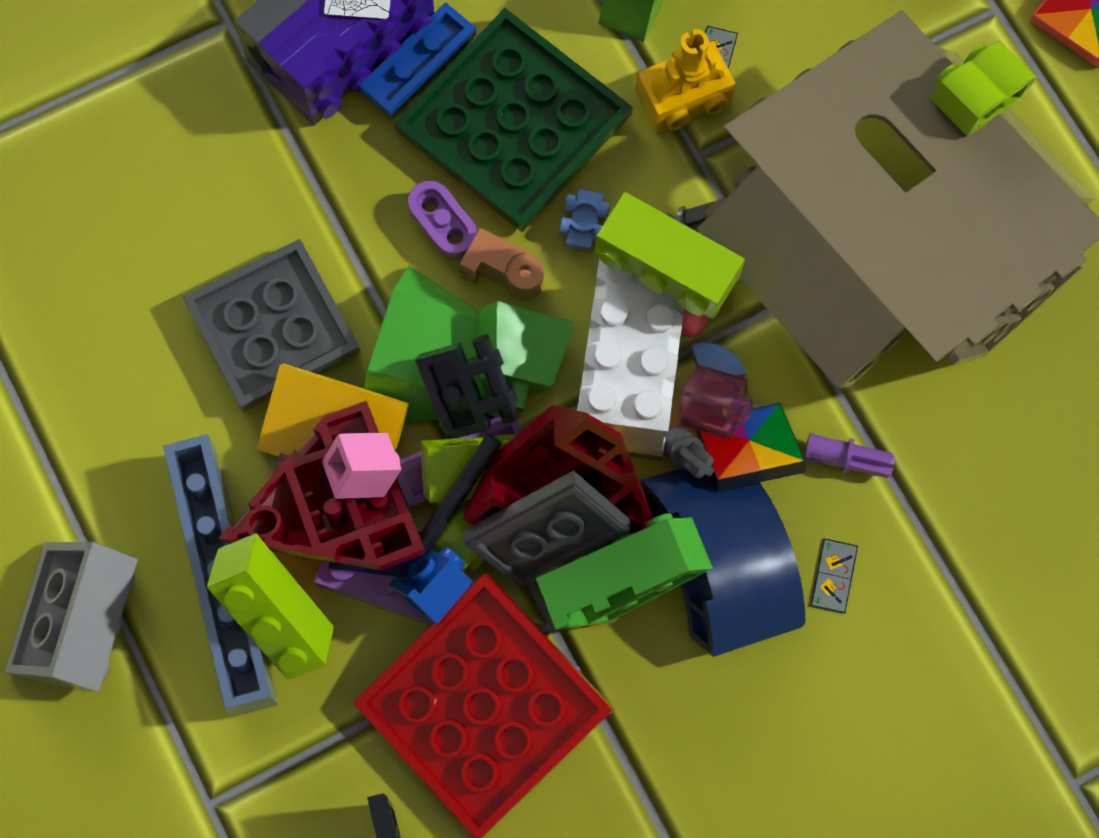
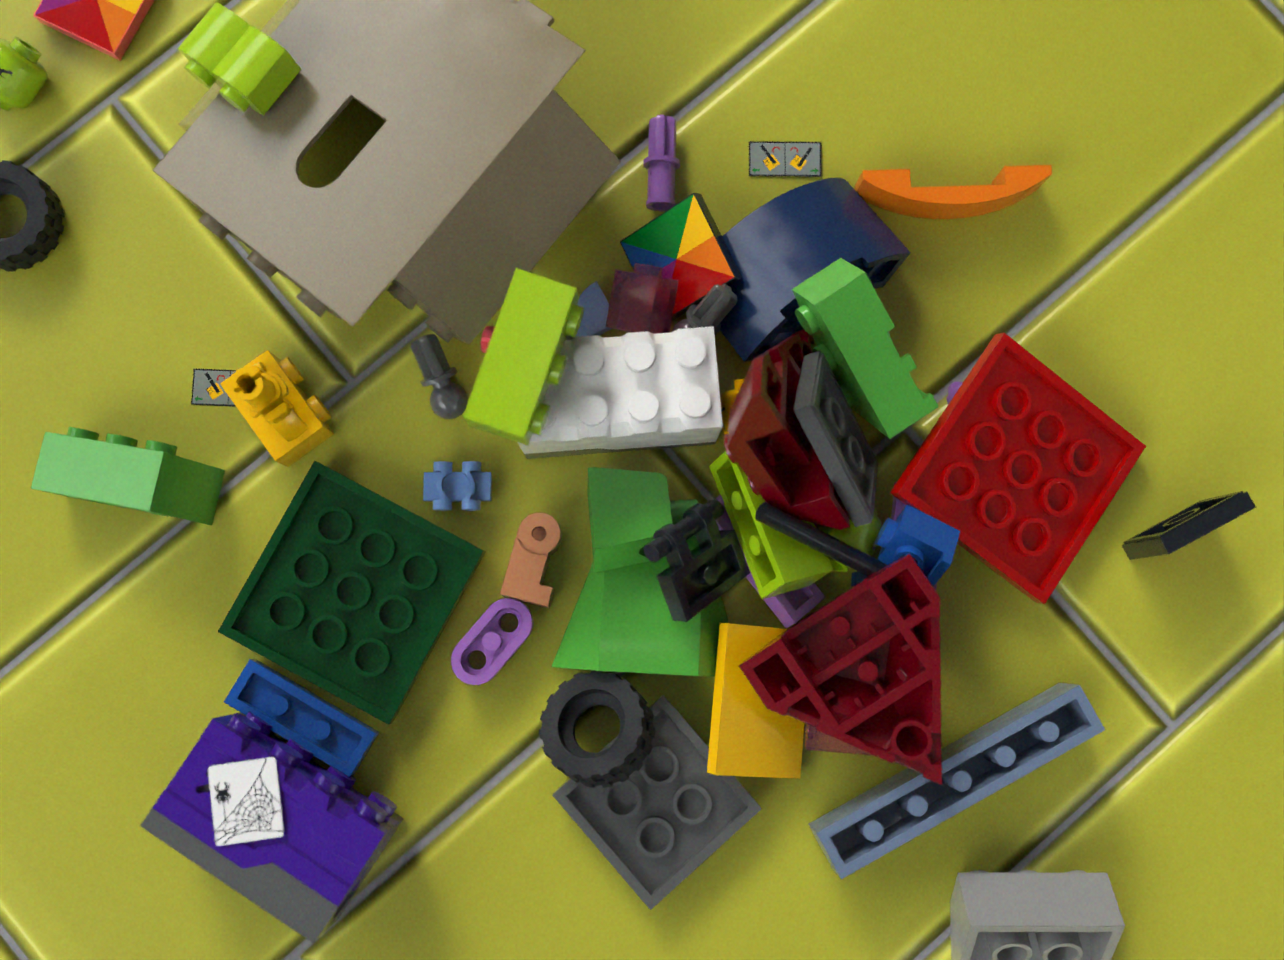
camera: 105 degrees left, 10 degrees up
(270, 606) = (991, 711): lime brick -> none
(326, 305) = (627, 751): none -> black tyre
(361, 465) = (819, 650): bright pink brick -> none
(762, 775) = (893, 192): none -> orange slope

